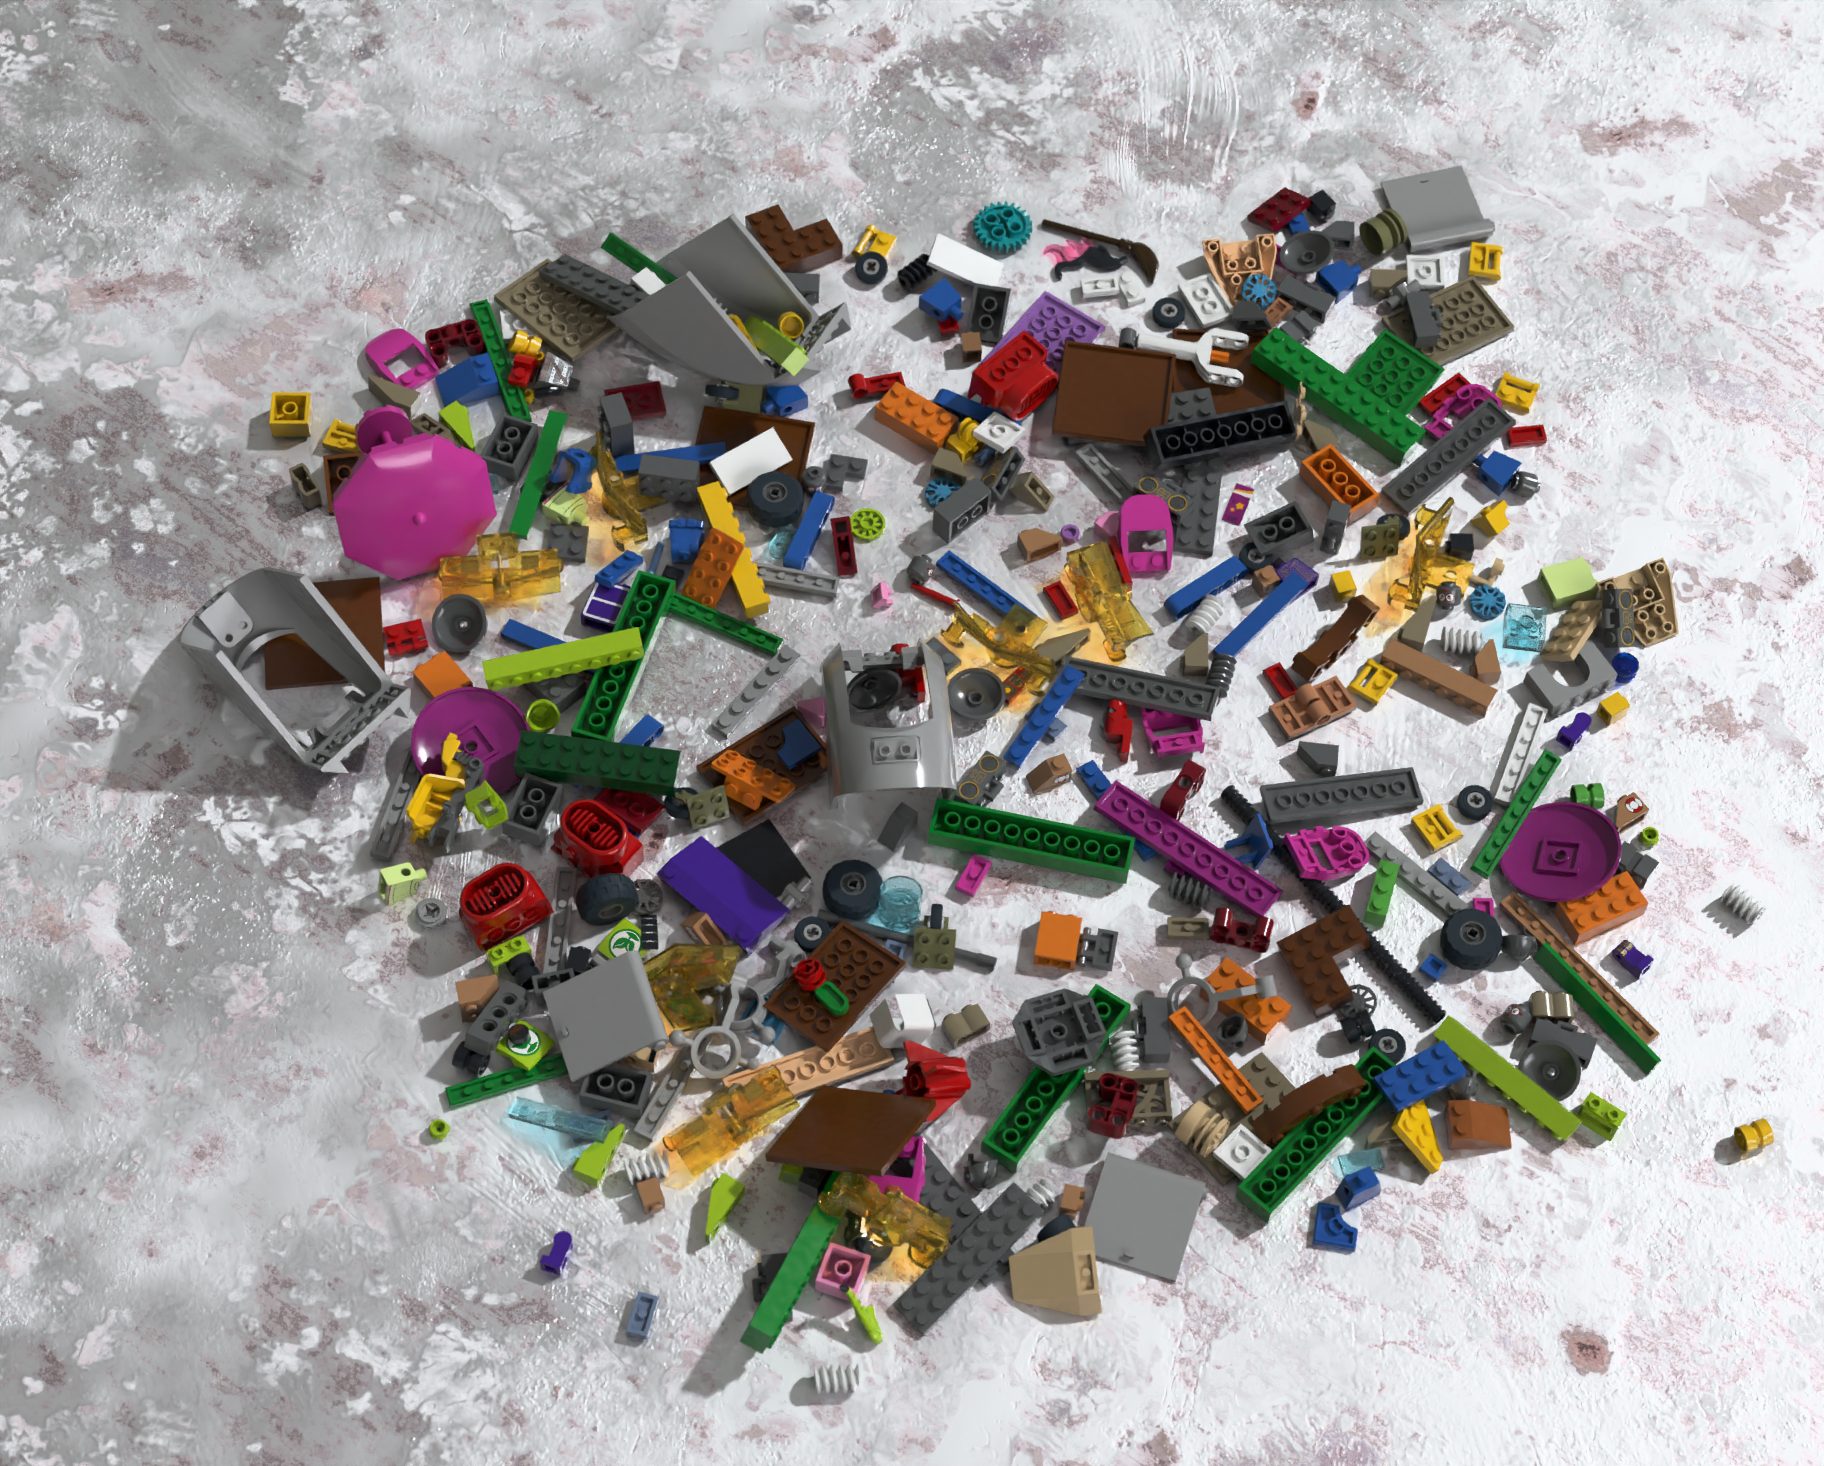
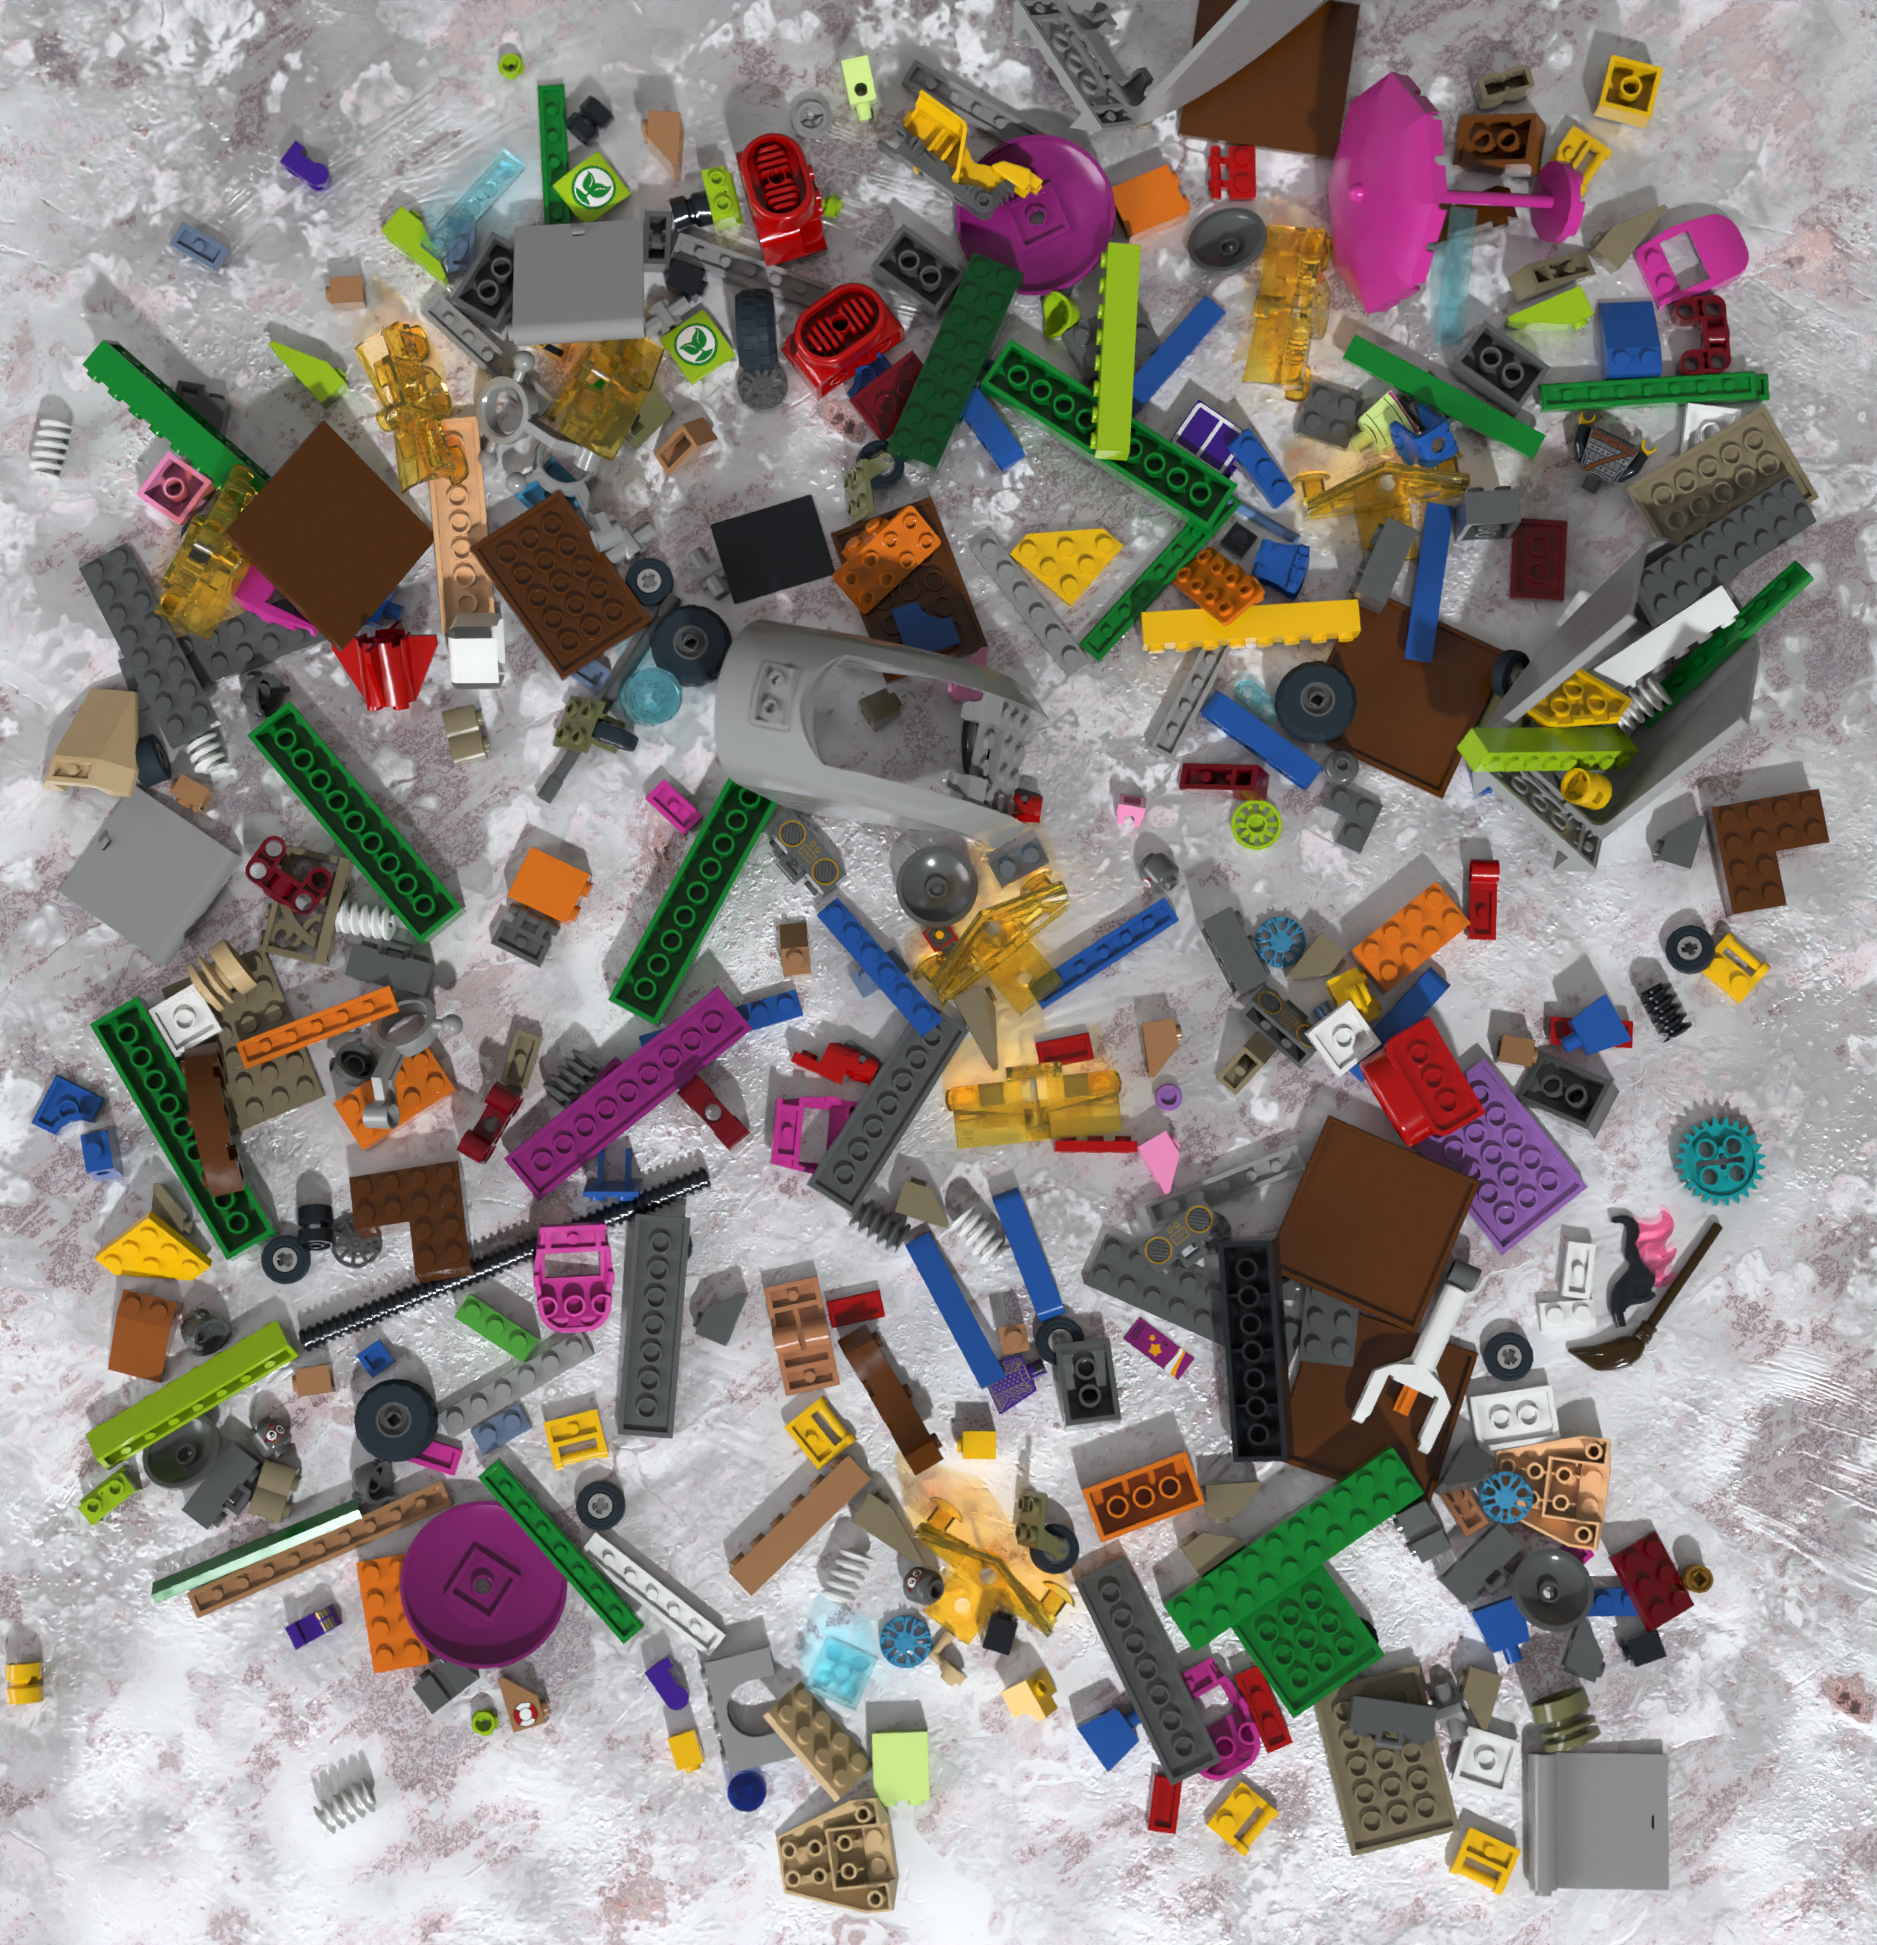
camera: 110 degrees right, 25 degrees up
(486, 806) = (922, 205): lime window -> none
(496, 1018) = (624, 143): dark grey brick -> none
(518, 1034) = (602, 182): black tile -> none
(523, 344) = (1668, 427): yellow wheel -> none
(523, 370) = (1628, 417): red brick -> none
(647, 1168) = (381, 295): white piece -> none
(649, 932) = (708, 379): black sticker -> none
(716, 676) = (1067, 559): none -> yellow plate
(724, 893) = (731, 480): dark purple slope -> none
(746, 462) = (1391, 688): white tile -> none
(808, 973) = (575, 550): red wheel -> none
(832, 998) = (538, 572): green tile -> none
(865, 1314) = (114, 503): lime piece -> none
(933, 594) = (1115, 885): red piece -> none
(963, 262) = (1659, 1083): white tile -> none
(1064, 1013) = (373, 807): dark grey piece -> none
(1145, 514) = (1148, 1197): dark pink slope -> none
(1268, 187) = (1691, 1577): none -> pearl gold wheel
(1299, 410) = (1271, 1479): tan plant -> none
(1335, 527) = (1059, 1457): dark grey piece -> none
(1356, 1161) = (142, 1171): clear light blue tile -> none
(1357, 443) = (1208, 1549): none -> dark tan slope
(1420, 1076) = (211, 1274): blue plate -> none
(1464, 1002) = (314, 1380): none -> medium nougat brick
(1486, 664) = (803, 1598): medium nougat slope -> none
(1525, 484) = (1078, 1767): dark grey head -> none
(1590, 796) = (561, 1658): bright green wheel -> none
(1618, 618) = (810, 1806): dark grey piece -> none

